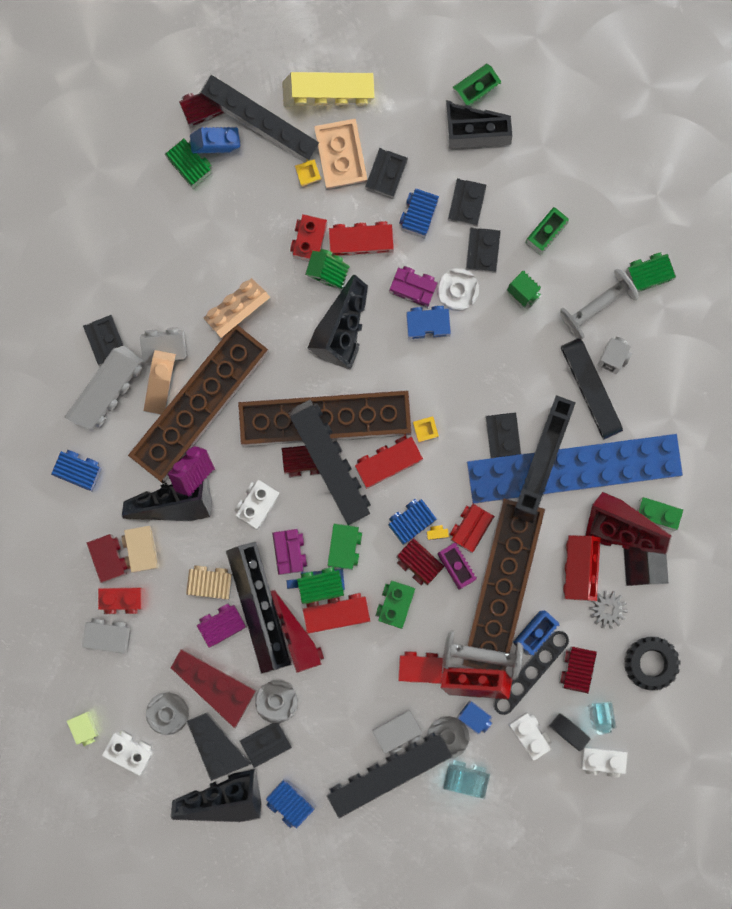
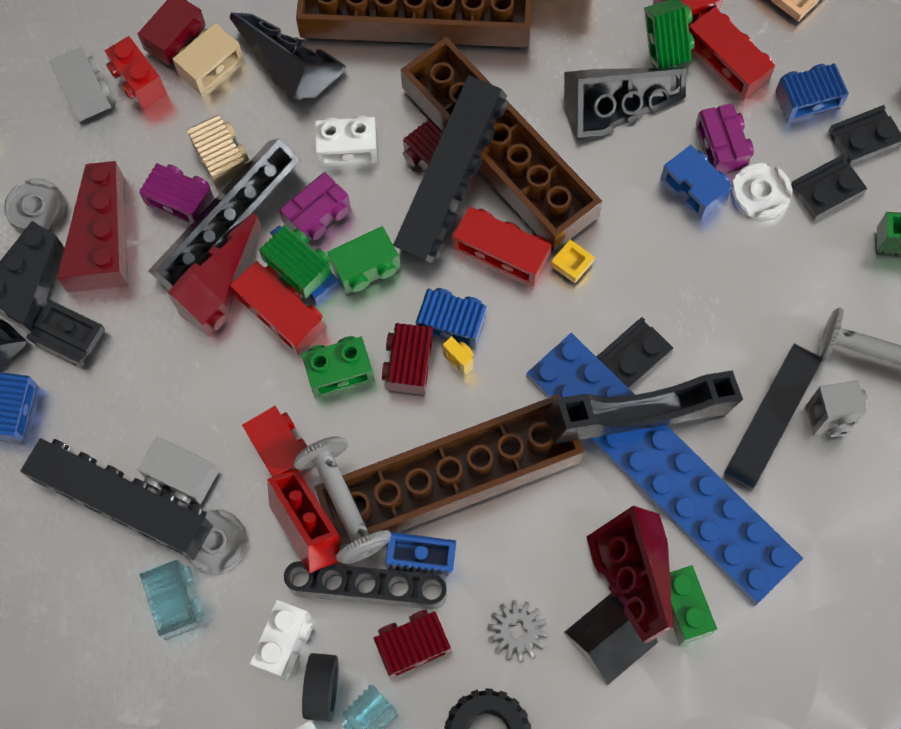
camera: 60 degrees right, 15 degrees down
(191, 470) = (333, 43): magenta brick -> none
(276, 702) = (125, 310): light grey tile -> none
(386, 172) = (824, 31): black plate -> none
(457, 566) = (435, 401): magenta brick -> none
(472, 527) = (495, 390): red brick -> none
(475, 717) = (257, 549): blue brick -> none
(524, 289) = (825, 251): green brick -> none
(582, 568) = (545, 556): red brick -> none

